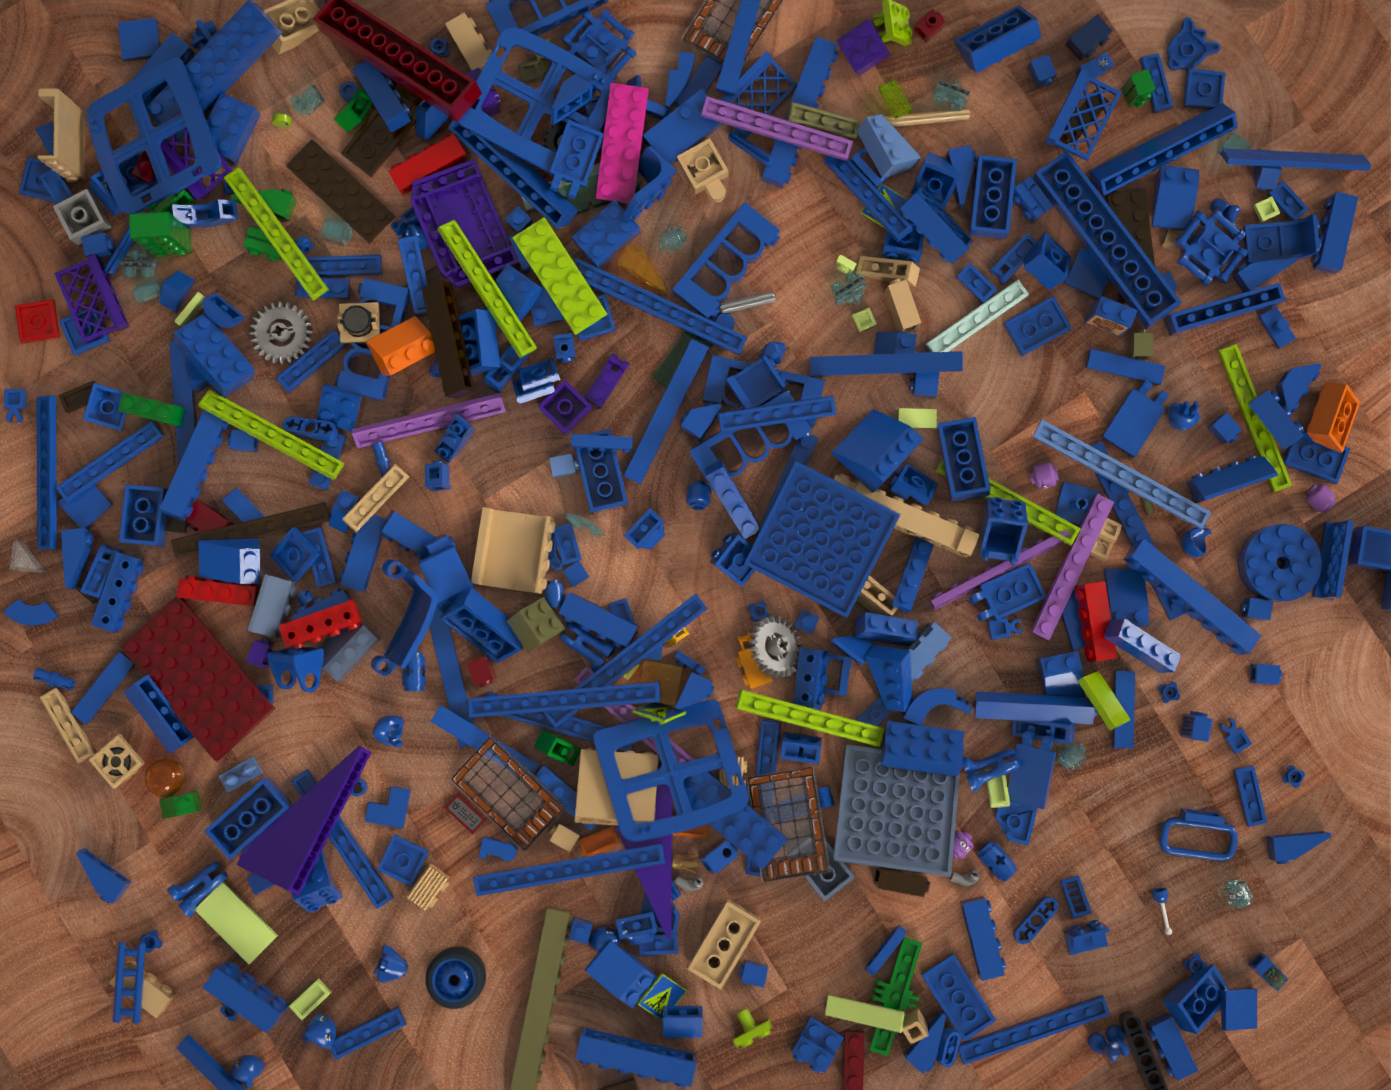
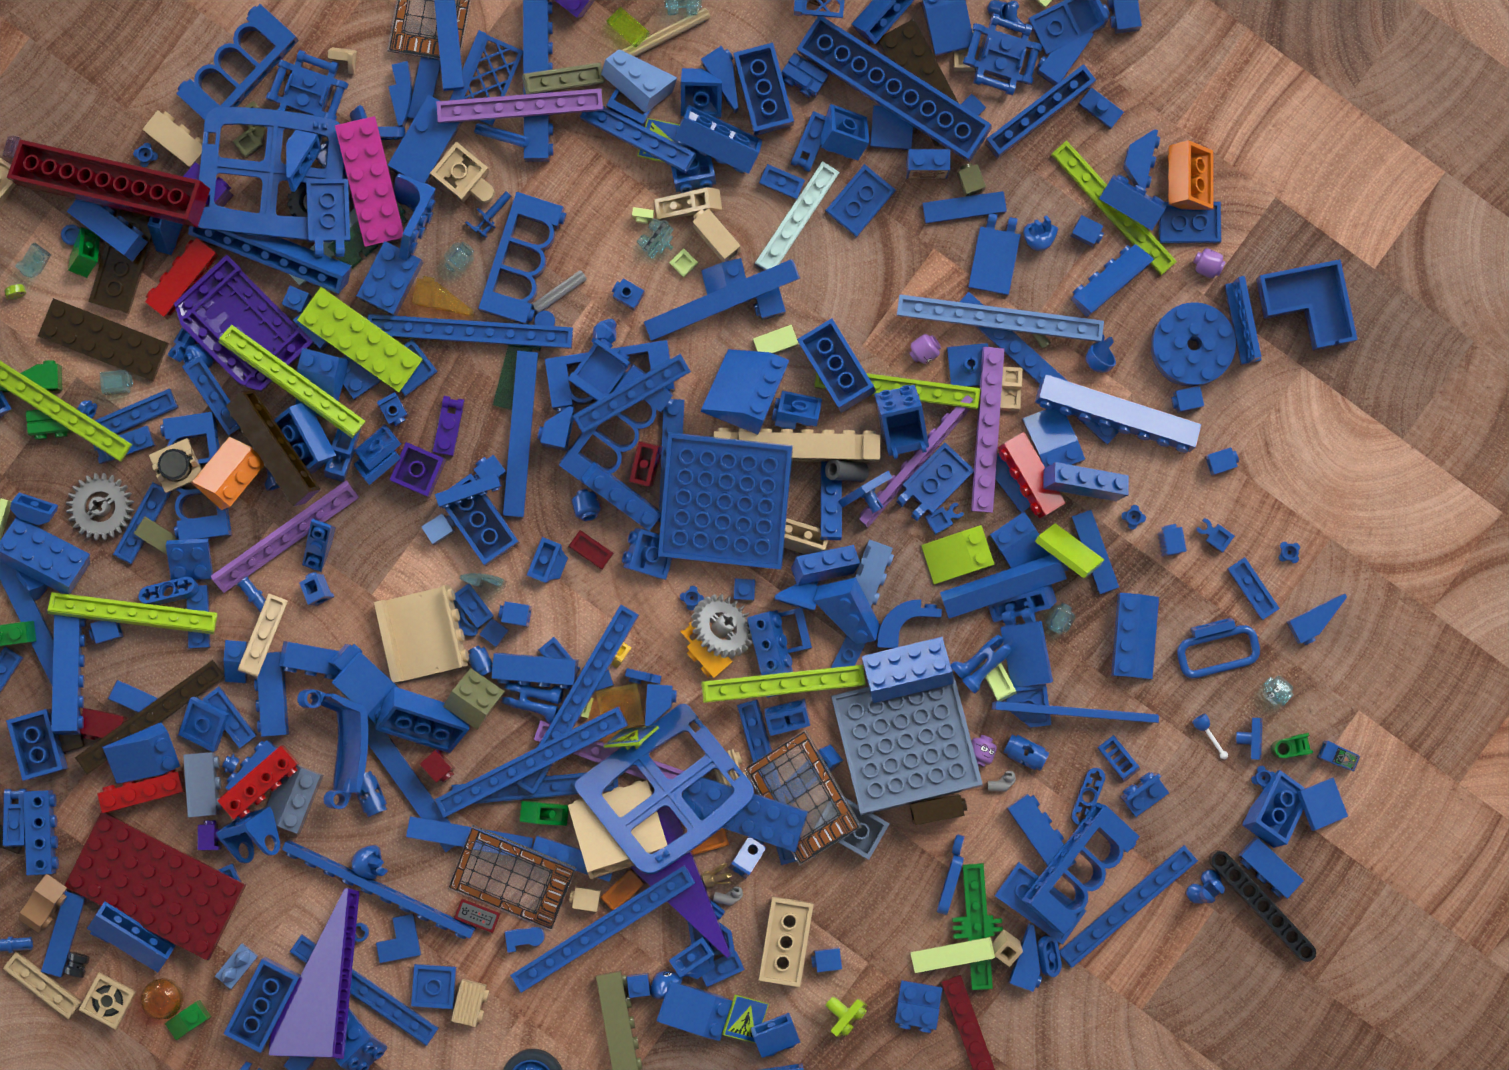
camera: 20 degrees left, 0 degrees up
(95, 655) = (43, 903): none -> medium nougat brick
(103, 719) = (76, 964): none -> black wheel
(317, 374) = (154, 534): none -> olive tile
(393, 762) = (371, 886): none -> blue plate
(600, 565) = (515, 614): none -> blue brick
(627, 429) = (488, 467): none -> blue brick
(646, 30) = (344, 54): none -> tan tile
(687, 535) = (591, 549): none -> dark red tile
(713, 213) = (490, 214): none -> blue piece
(764, 480) = (645, 463): none -> dark red brick
(806, 327) = (627, 293): none -> blue brick
(905, 919) = (958, 844): none -> blue tile
(936, 554) = (846, 470): none -> dark grey brick
(947, 580) = (867, 492): none -> blue tile
(1004, 665) = (957, 554): none -> lime slope
(1050, 971) = (1121, 840): none -> blue fence
(1054, 843) = (1075, 712): none -> blue tile
(1130, 796) = (1135, 635): none -> blue slope
(1200, 927) = (1252, 738): none -> blue tile
(1234, 947) = (1295, 746): none -> green piece

